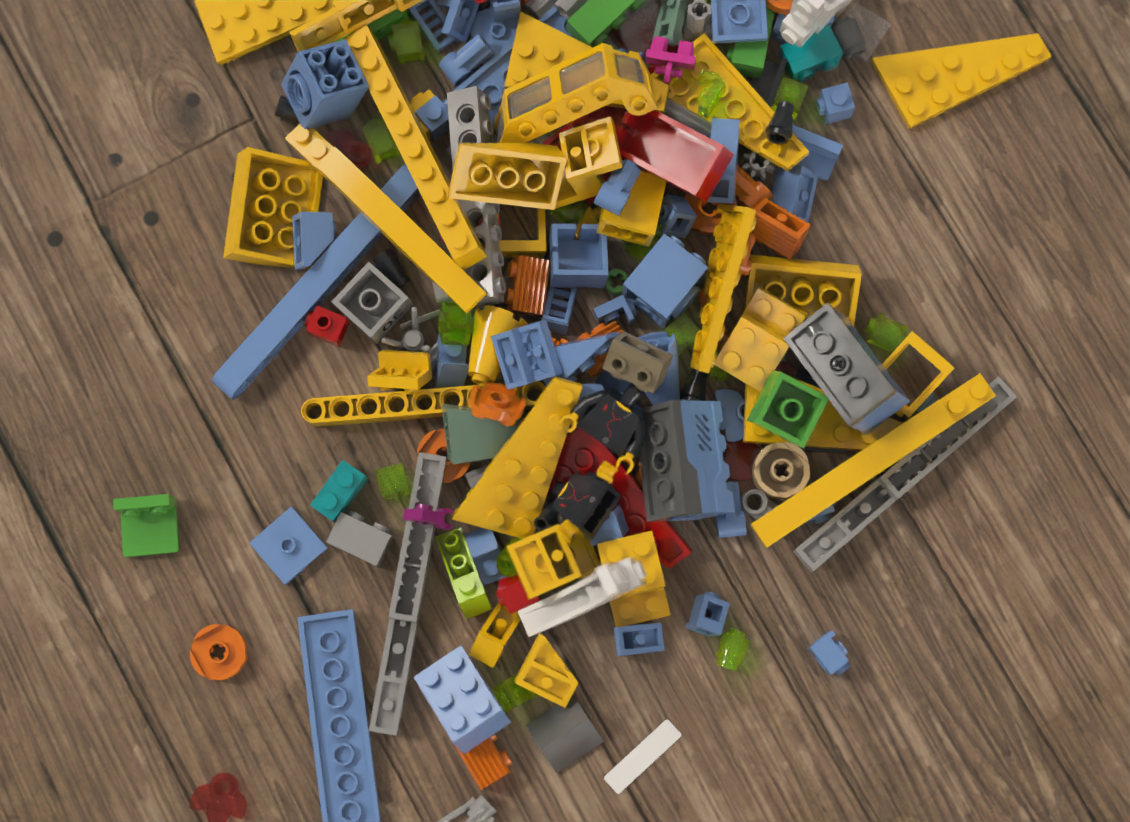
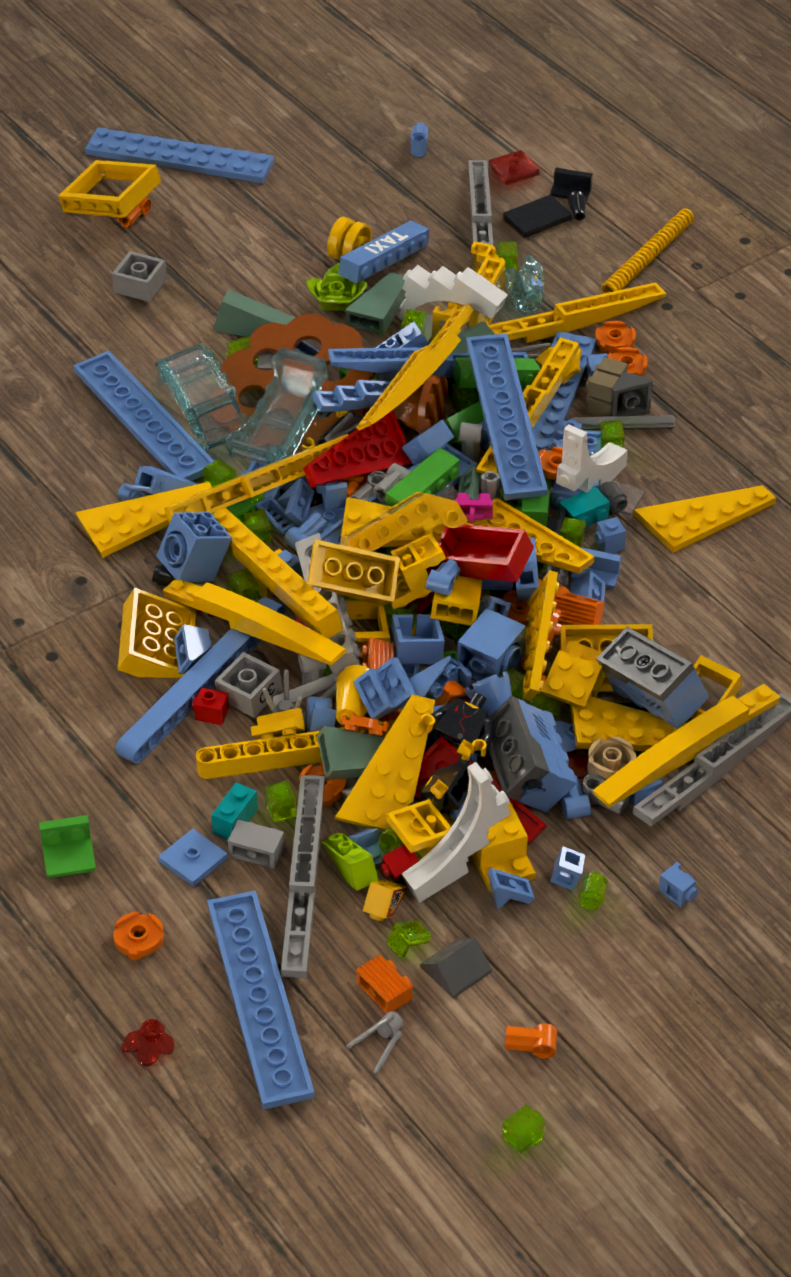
camera: 10 degrees left, 35 degrees down
(426, 516) = (314, 807): magenta plate -> none
(454, 325) = (321, 685): clear neon green brick -> none
(462, 700) = (362, 935): brick -> none
(546, 673) = (434, 915): yellow wing -> none
(637, 362) = (478, 677): dark tan brick -> none
(642, 756) = (528, 979): white sticker -> none
(711, 96) = (508, 518): clear neon green bracket -> none
(781, 124) = (568, 539): black cone -> none
(788, 408) = (608, 706): bright green brick -> none

